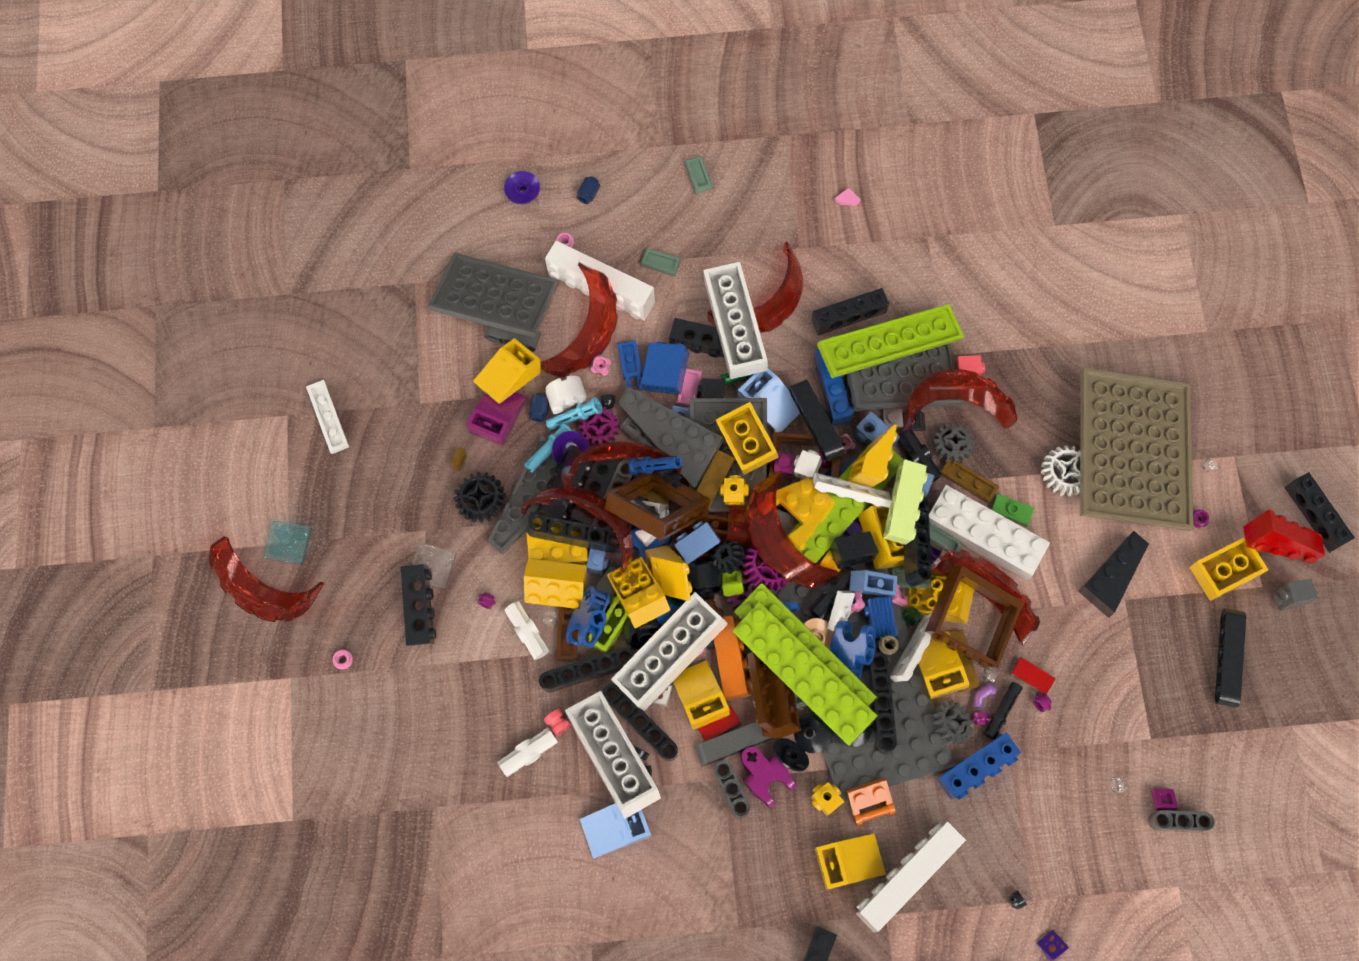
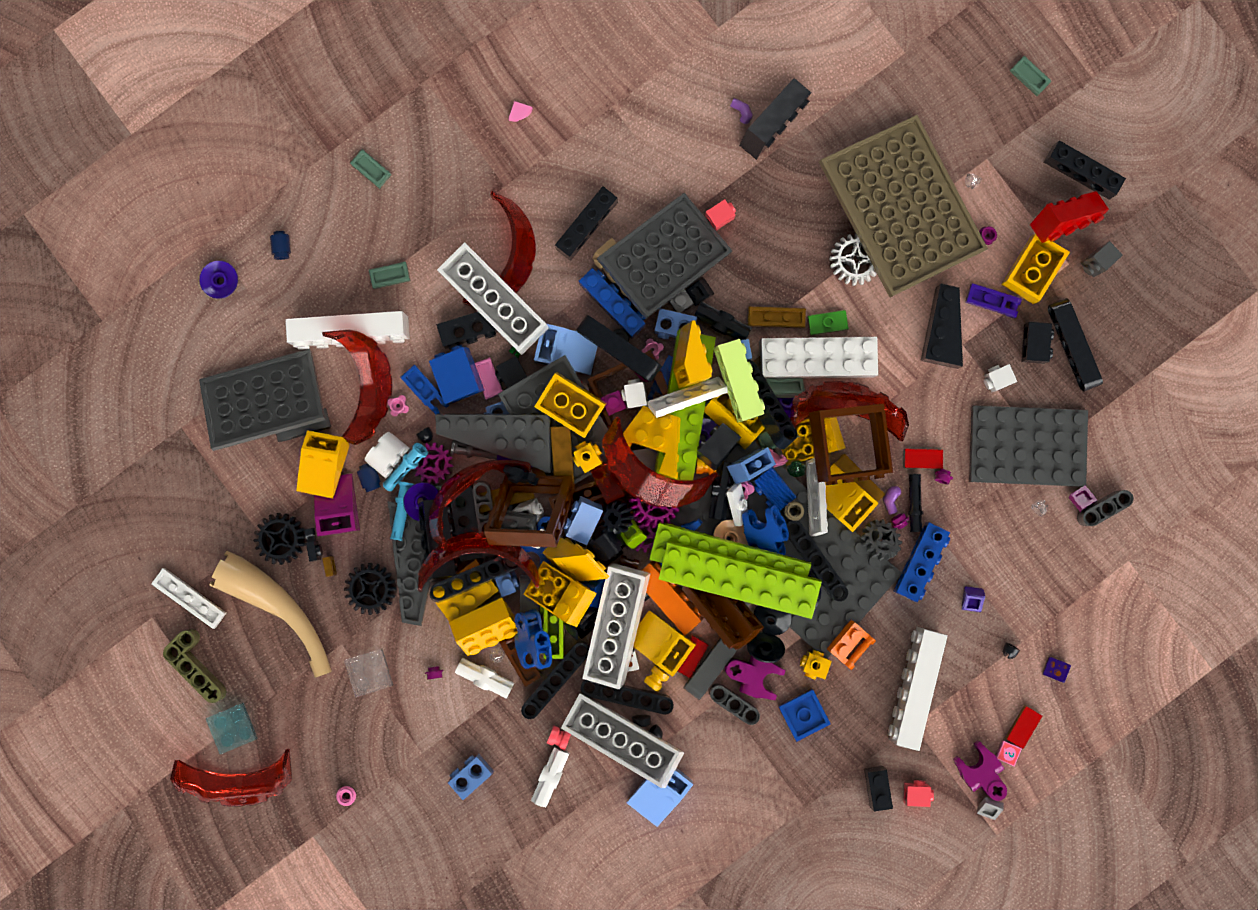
camera: 30 degrees left, 15 degrees up
(293, 477) = (197, 668): none -> olive beam
(386, 436) = (255, 587): none -> tan brick
(409, 576) = (393, 740): black brick -> none
(417, 419) = (275, 544): none -> black gear
(455, 437) = (314, 550): none -> black plate
(458, 714) = (473, 779): none -> medium blue brick
(565, 237) = (285, 307): bright pink plate -> none
(649, 464) = (500, 479): blue pin -> none
(676, 723) = (655, 679): none -> yellow wheel
(789, 840) = (804, 715): none -> blue tile
(850, 861) = (862, 703): yellow slope -> none
(890, 340) = (640, 235): lime plate -> none
(954, 442) = (738, 297): dark grey gear -> none
(964, 386) = (726, 236): clear red windscreen -> none
(990, 675) = (889, 480): clear hinge -> none
(1008, 831) = (973, 599): none -> dark purple slope
(1039, 298) = (744, 110): none -> medium lavender arm
(1061, 318) = (775, 118): none -> black wedge
(1138, 723) = (1028, 446): none -> dark grey plate
(1143, 645) = (999, 378): none -> white brick
(1174, 576) = (993, 300): none -> dark purple plate
(1196, 635) = (1037, 342): none -> black brick
(1310, 409) = (1030, 76): none -> sand green tile

